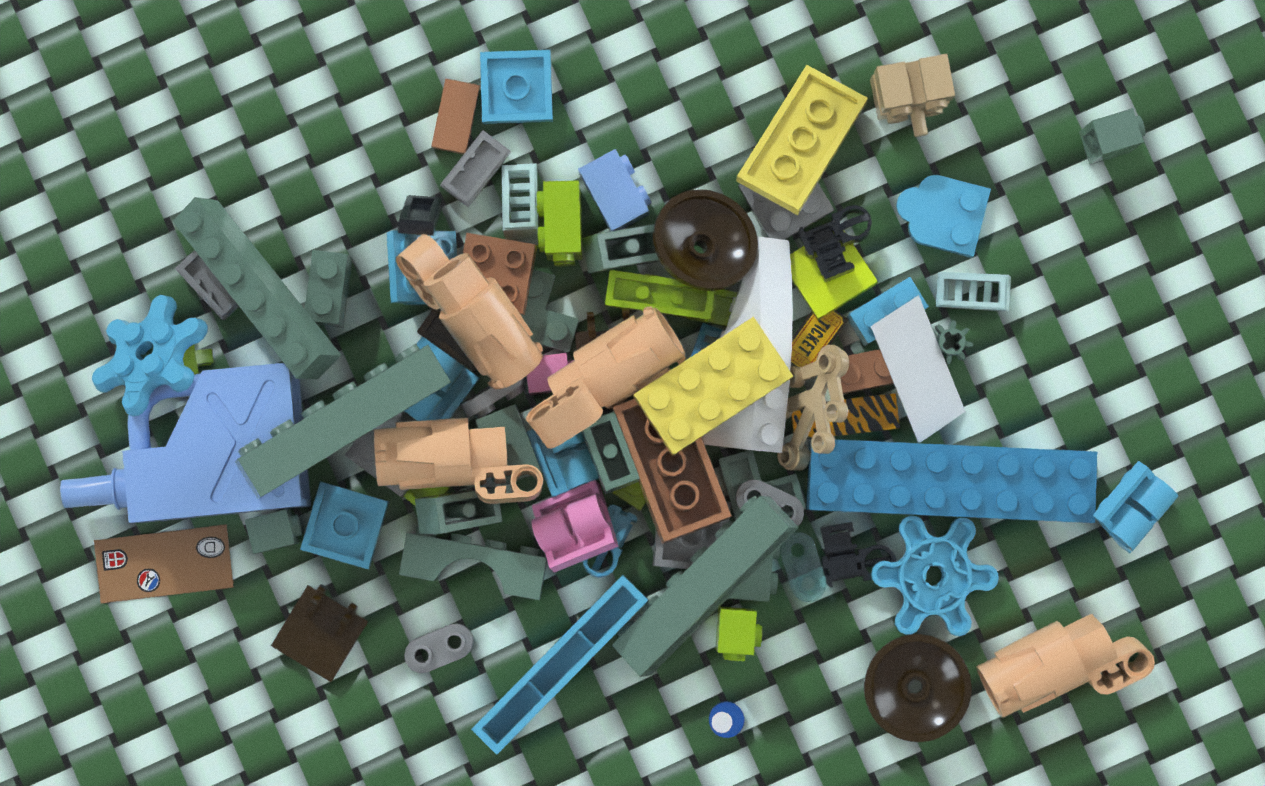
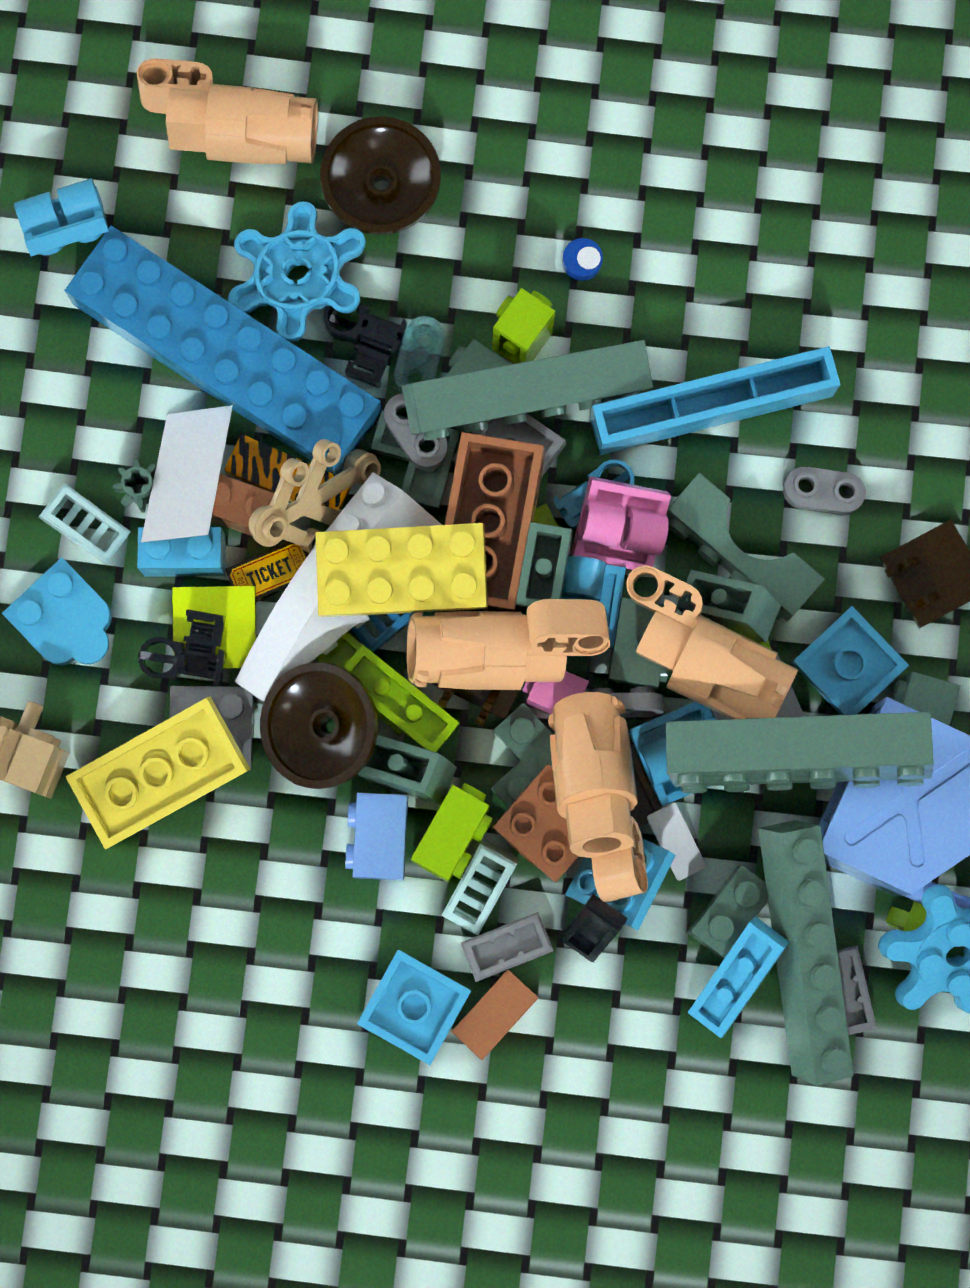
camera: 155 degrees left, 5 degrees down
(295, 242) = (738, 977): none -> medium azure plate
(397, 318) = (675, 836): none -> white sticker

